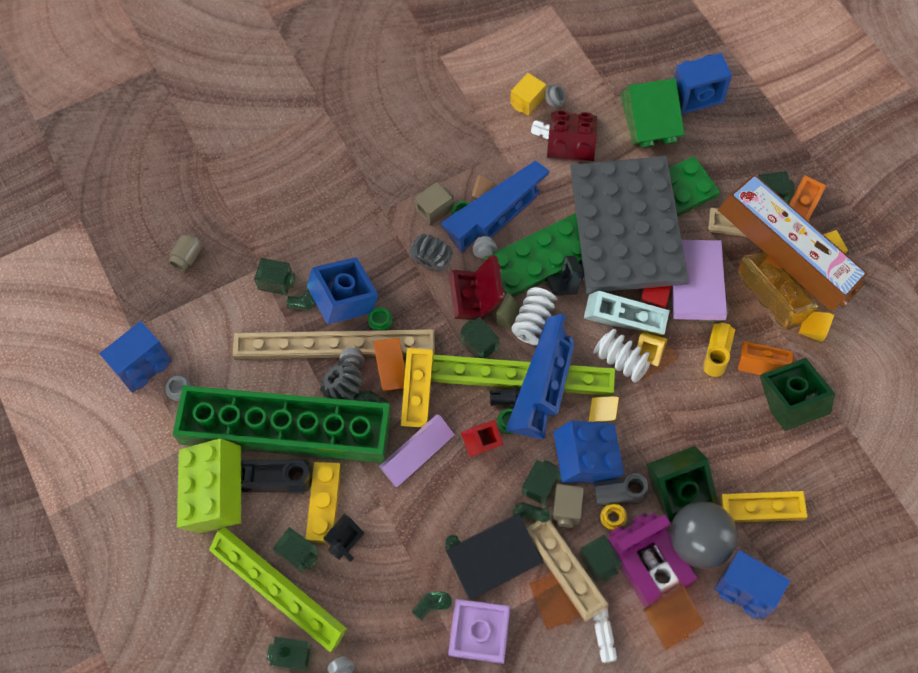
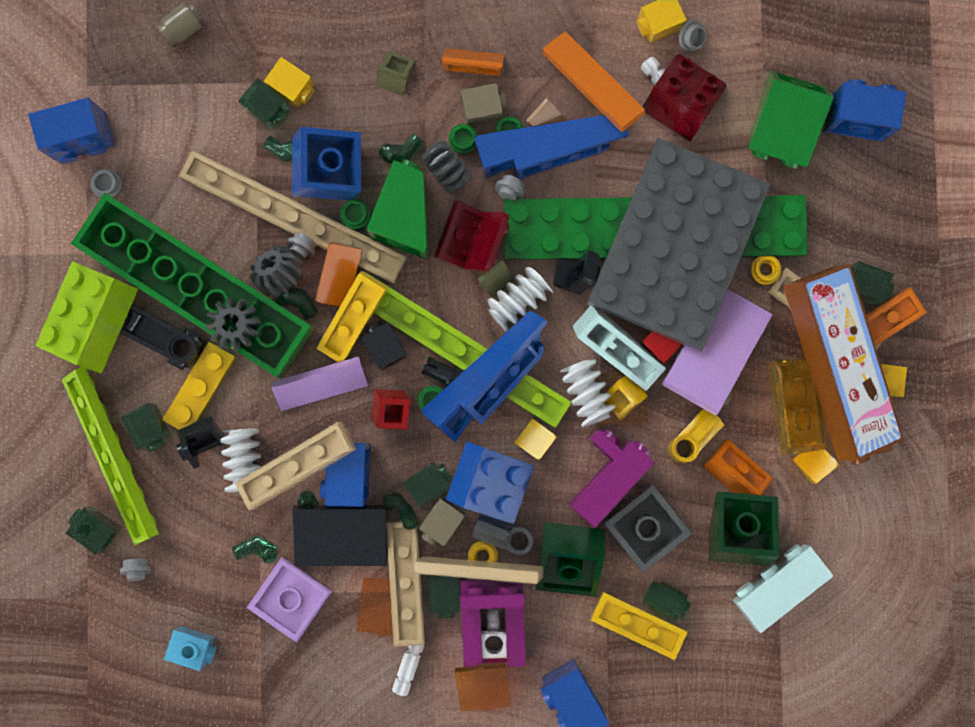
camera: 25 degrees right, 20 degrees up
(287, 250) = (290, 83): none -> yellow brick
(329, 417) = (222, 323): none -> dark grey gear
(359, 214) = (395, 72): none -> olive slope
(384, 537) = (241, 455): none -> white piece
(391, 263) = (399, 152): none -> clear green arm
(412, 182) = (473, 62): none -> orange slope
(418, 296) = (401, 211): none -> green slope
(432, 508) = (295, 466): none -> tan tile
(433, 228) = (462, 139): none -> green plate
(452, 398) = (384, 345): none -> black brick
(474, 499) = (348, 479): none -> blue brick
(479, 338) = (447, 293): clear green brick -> none
(505, 151) = (593, 81): none -> orange tile
(618, 521) = (479, 570): none -> tan tile
(680, 392) = (614, 478): none -> magenta brick
(697, 209) = (772, 263): none -> yellow plate
(703, 535) = (556, 628): dark grey piece -> none
(725, 428) = (646, 527): none -> dark grey brick
(773, 477) = (666, 600): none -> clear green brick
(850, 423) = (781, 587): none -> light aqua brick

